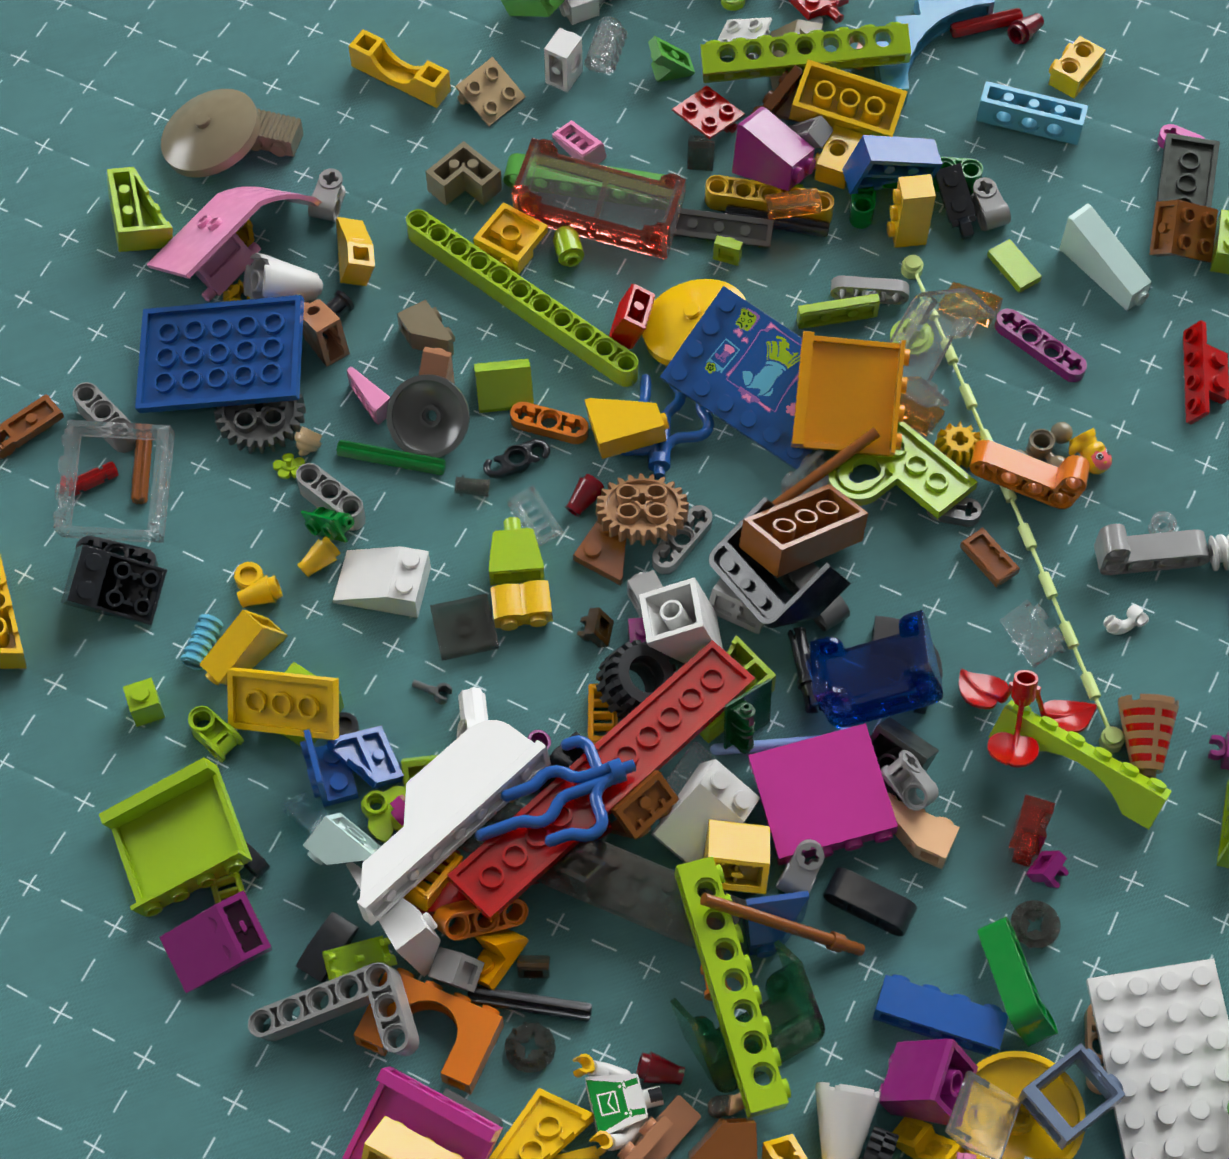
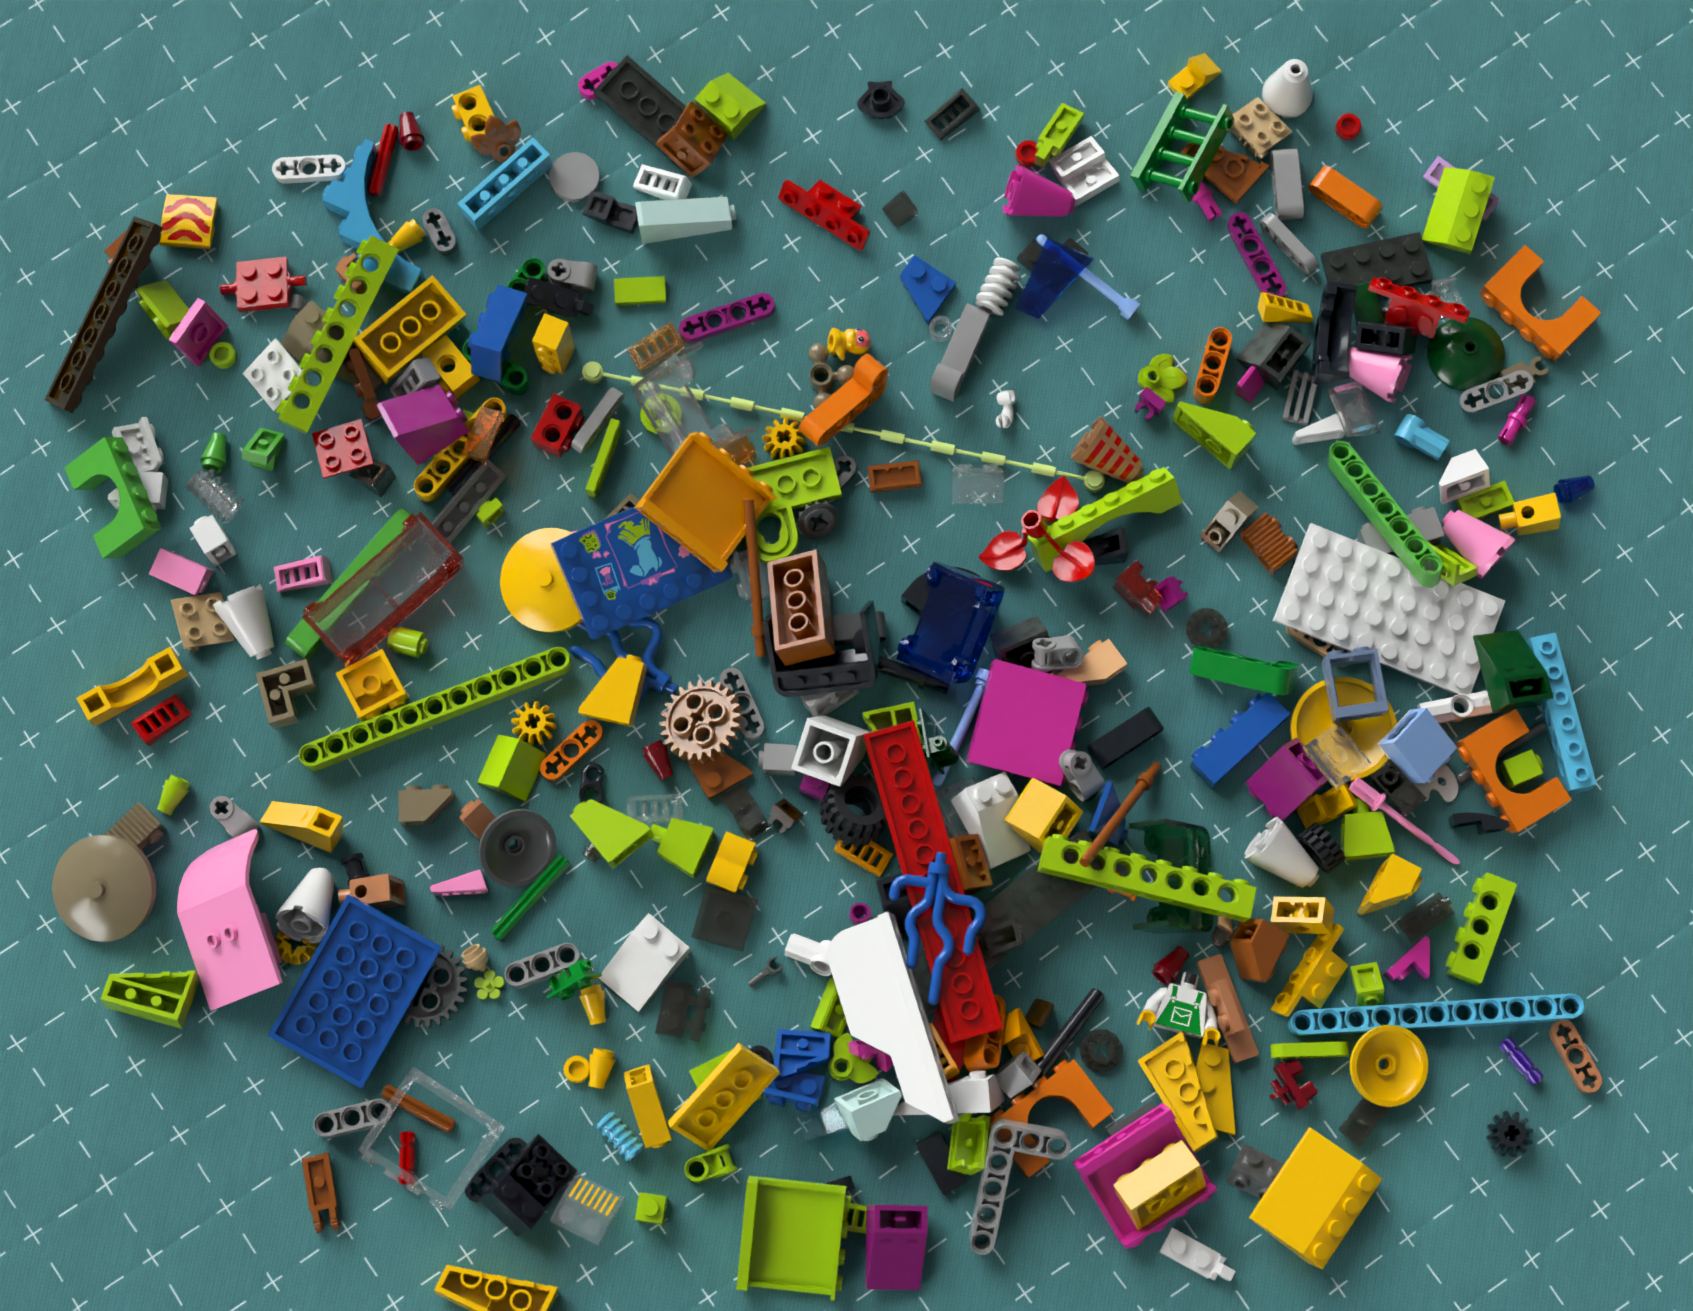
camera: 60 degrees left, 15 degrees up
(114, 648) = (587, 1209): none -> clear slope
(325, 144) = (173, 793): none -> lime cone
(352, 630) = (675, 1008): none -> clear smoke plate
(373, 95) = (139, 723): none -> red slope
(486, 482) = (610, 831): none -> lime slope
(511, 118) = (248, 620): none -> white cone
(523, 56) = (180, 572): none -> bright pink hinge
(554, 378) = (524, 721): none -> yellow gear
(578, 594) = (745, 812): none -> clear smoke slope
(632, 316) = (515, 628): red brick -> none
(642, 31) = (215, 453): none -> bright green cone
(840, 257) = (550, 424): none -> red brick
(897, 521) = (822, 526): none -> dark grey gear
(931, 70) = (407, 236): none -> yellow cone
(958, 95) = (444, 229): none -> flat silver beam
(1052, 783) = (1109, 547): none -> black slope
(1066, 201) = (611, 212): none -> black slope
(1069, 83) = (497, 136): none -> dark orange plate
(1080, 166) = (574, 176): none -> light grey tile
(1128, 233) = (678, 188): none -> white slope
(1162, 886) = (1229, 521): none -> dark tan slope
(1166, 937) = (1269, 543): none -> dark orange brick
(1194, 494) = (927, 286): none -> blue wing

